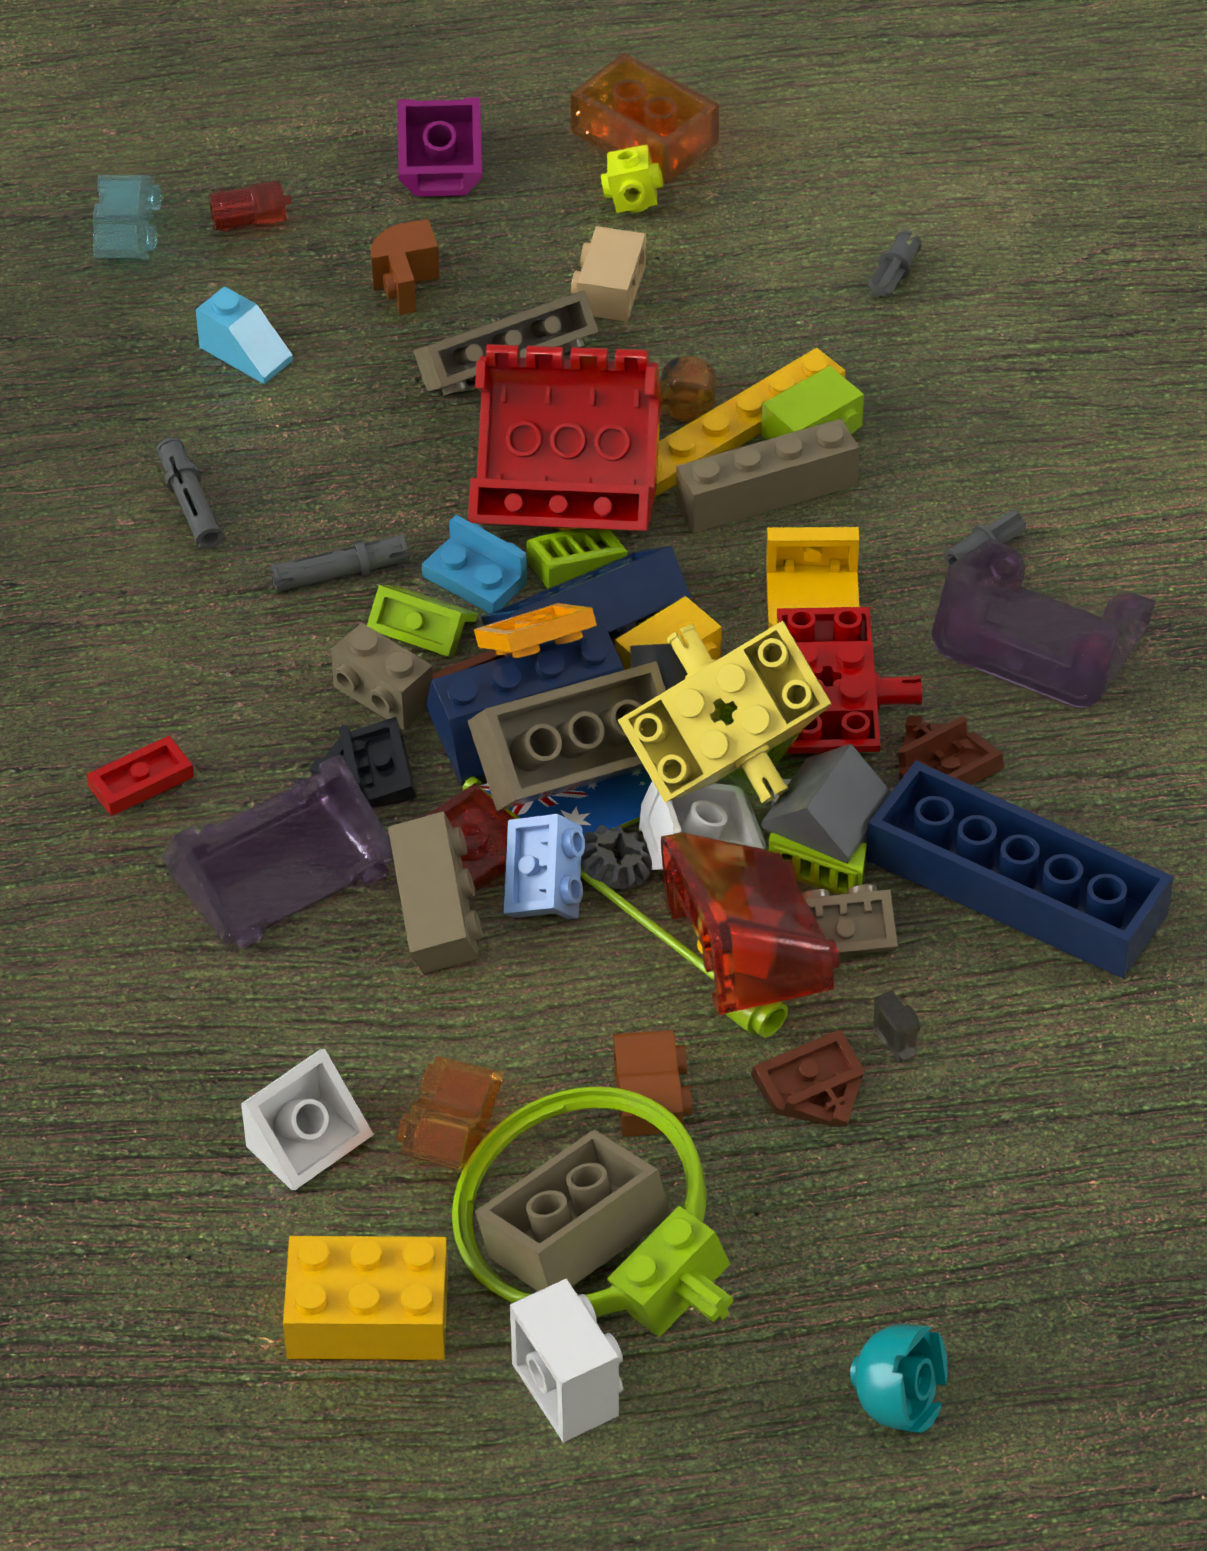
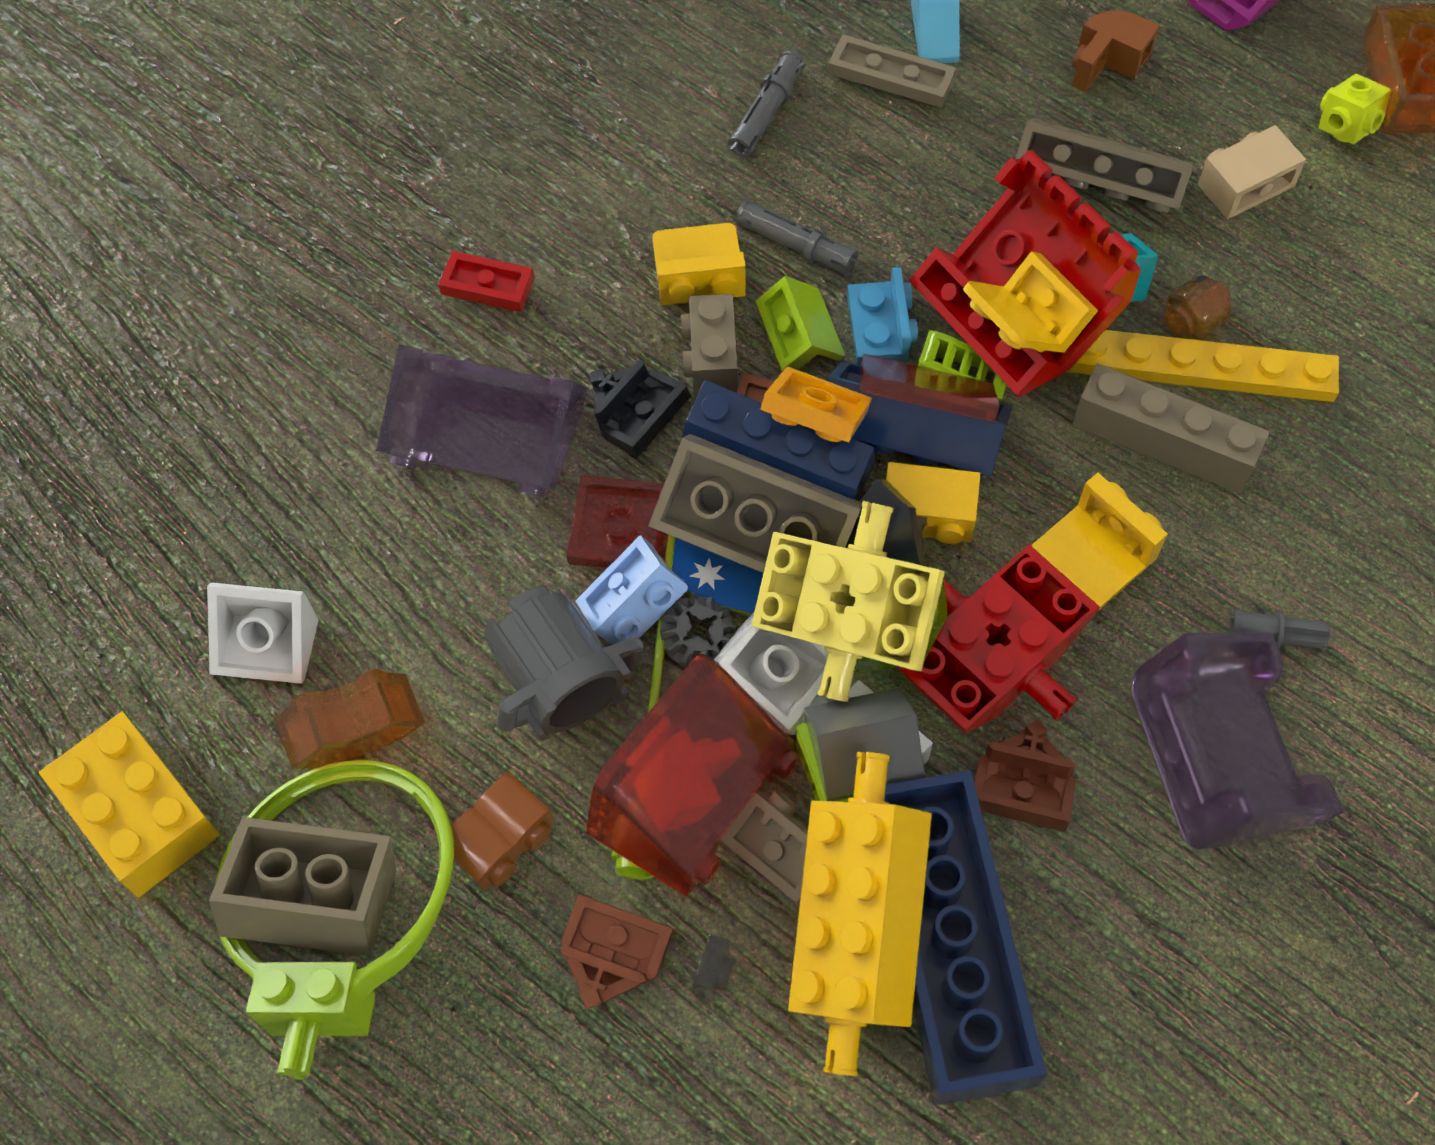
camera: 50 degrees right, 15 degrees up
(256, 399) = (892, 70): none -> dark tan plate
(292, 636) = (698, 262): none -> yellow bracket
(435, 892) = (534, 538): dark tan brick -> none
(553, 944) = (556, 664): none -> dark grey container
(566, 1359) = (159, 994): white brick -> none
(583, 569) = (928, 387): none -> clear red tile
(601, 448) = (1034, 307): none -> yellow bracket
(811, 403) = (1272, 402): lime brick -> none
(955, 890) = (860, 913): none -> yellow brick

